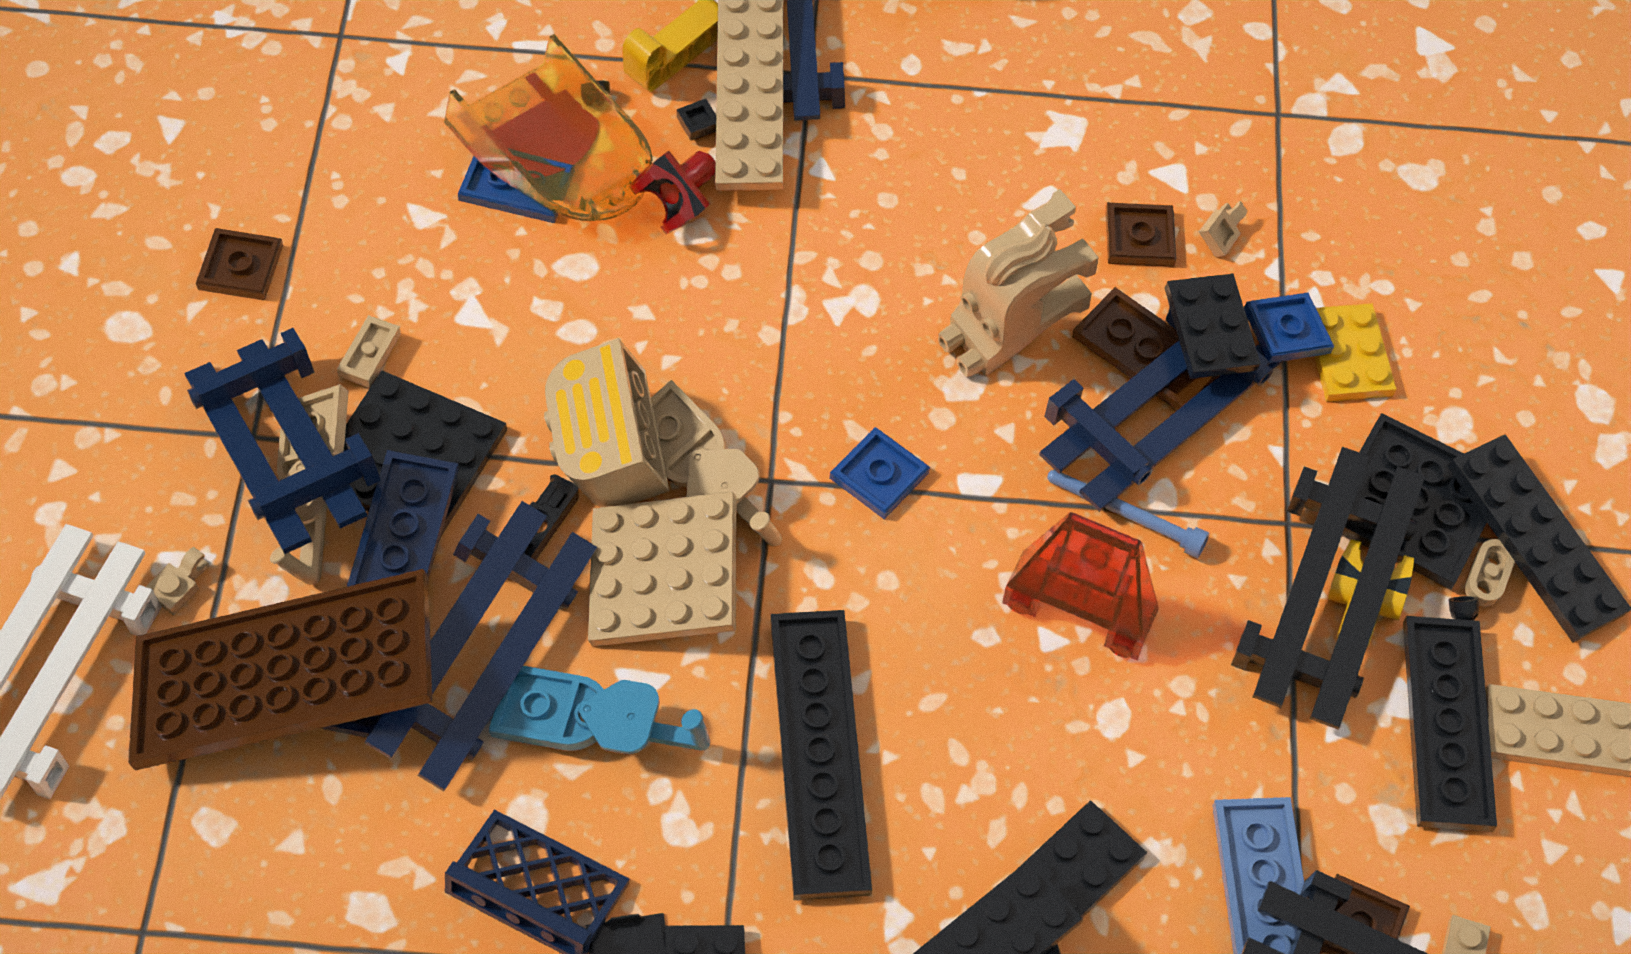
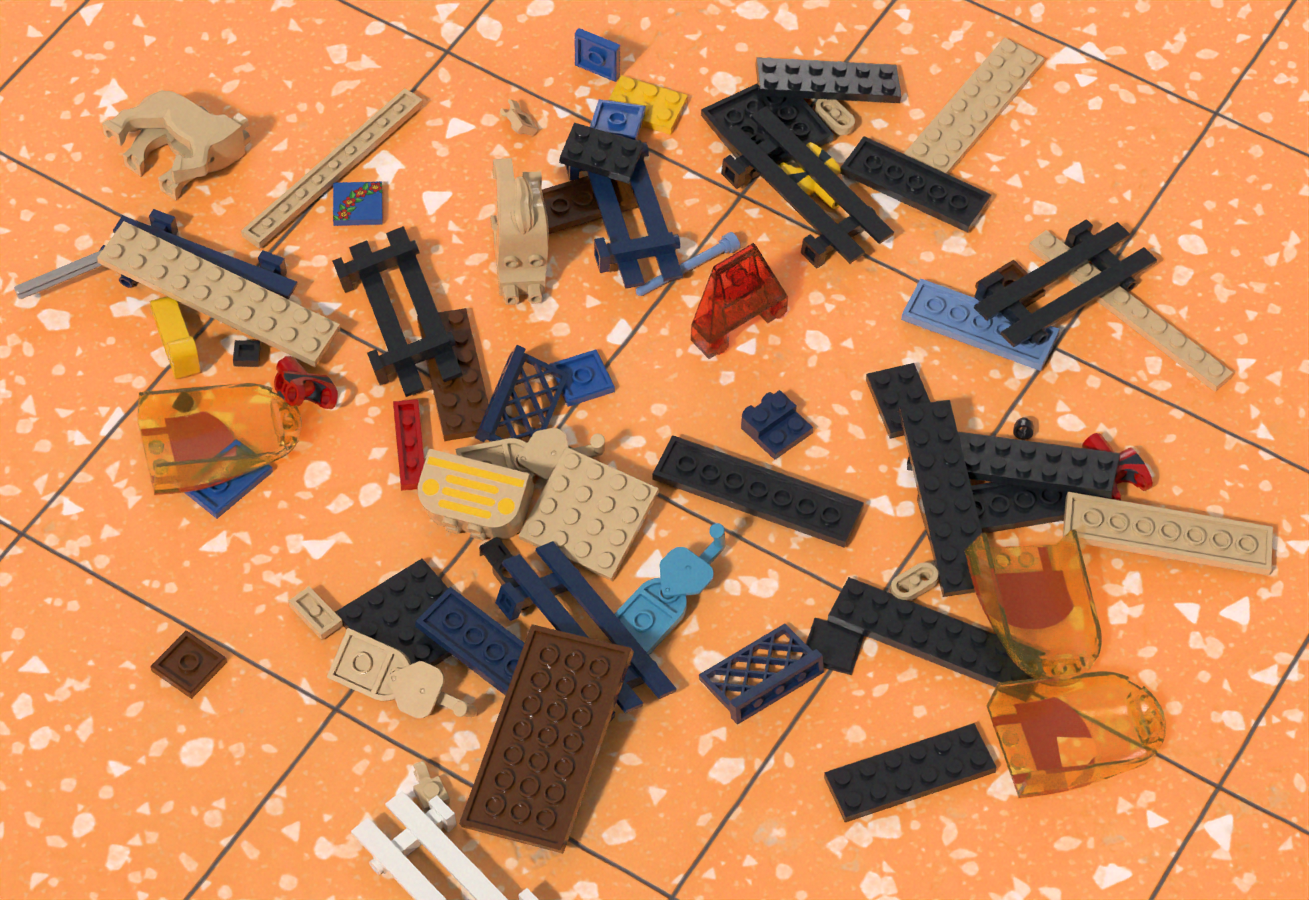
camera: 60 degrees left, 5 degrees down
(323, 474) = (423, 659): dark blue fence -> none
(678, 328) = (408, 442): none -> red plate
(790, 390) = (505, 389): none -> dark blue fence
(800, 337) = (463, 399): none -> reddish brown plate
(819, 294) = (400, 355): none -> black fence
(940, 725) = (775, 424): none -> dark blue plate
(986, 128) = (357, 203): none -> blue tile
(1020, 79) = (331, 168): none -> tan plate
(1140, 234) = (480, 162): reddish brown tile -> none
(1374, 258) = (597, 54): none -> blue tile
(1464, 607) = (849, 139): black hinge -> none

